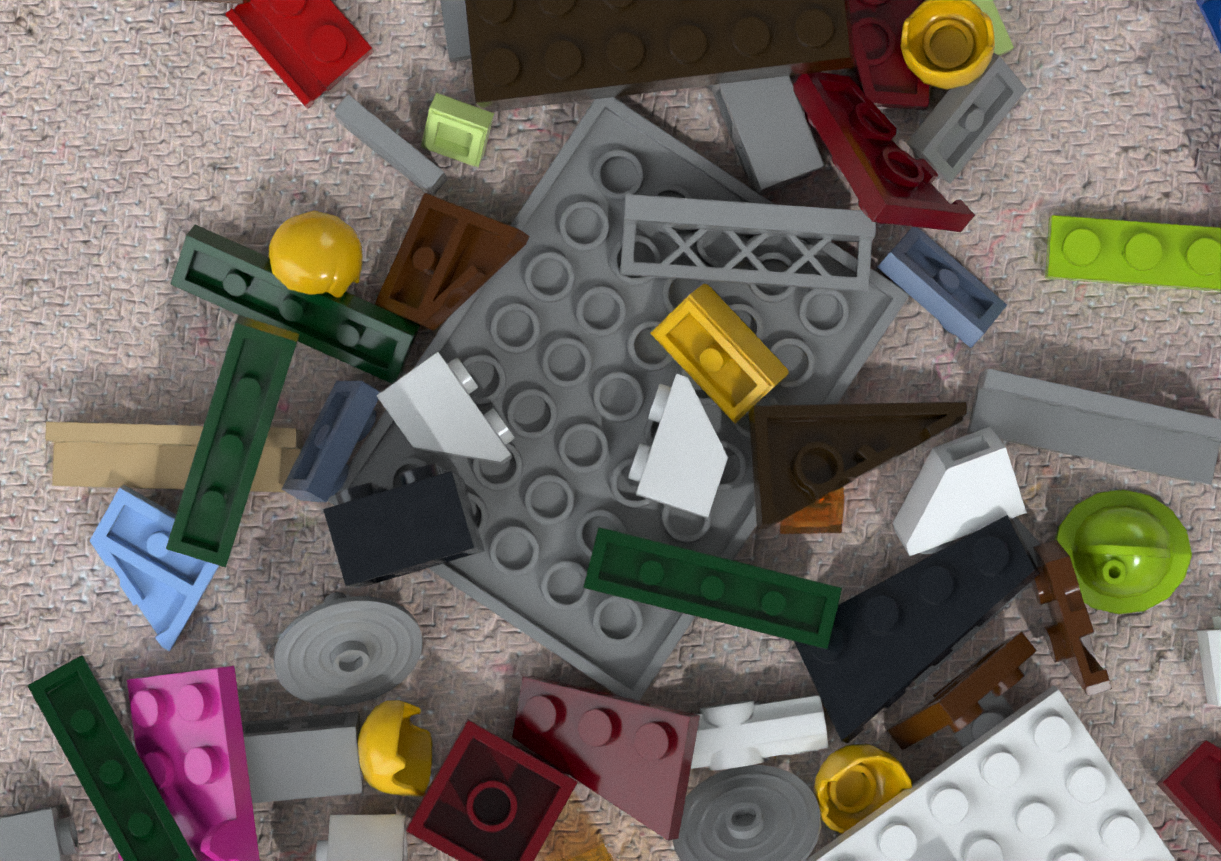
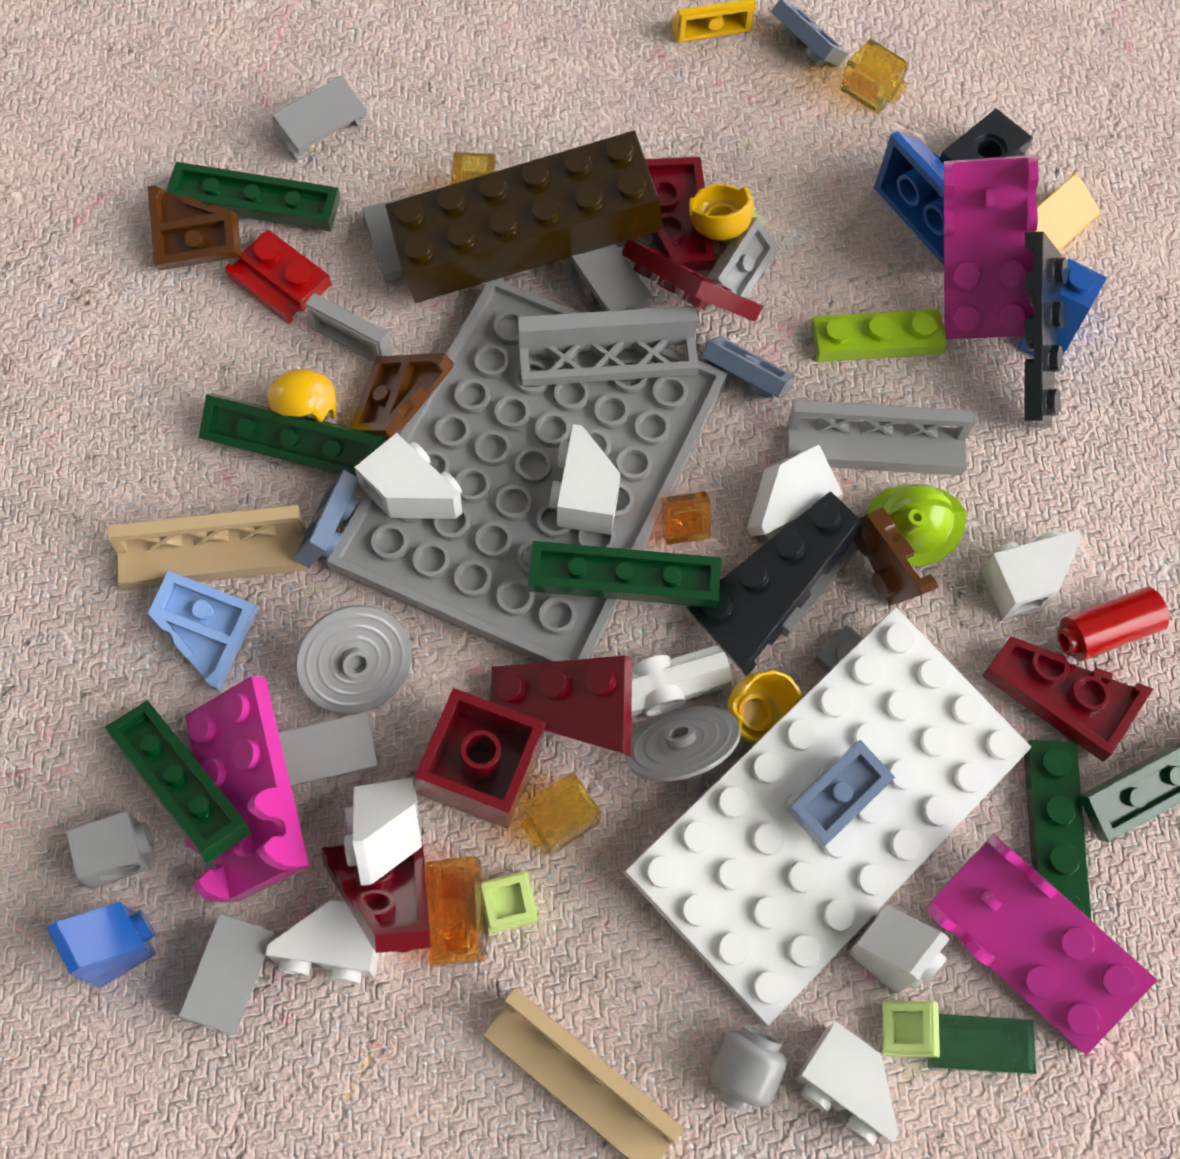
camera: 15 degrees left, 20 degrees down
(232, 440) = (248, 512): dark green plate -> none
(394, 751) = (395, 734): yellow hair -> none
(402, 528) = (386, 528): black brick -> none
(457, 130) = (395, 312): yellowish green tile -> none
(720, 352) = (609, 426): yellow slope -> none
(819, 448) = (686, 469): dark brown wing -> none
(958, 700) = (826, 625): reddish brown wing -> none

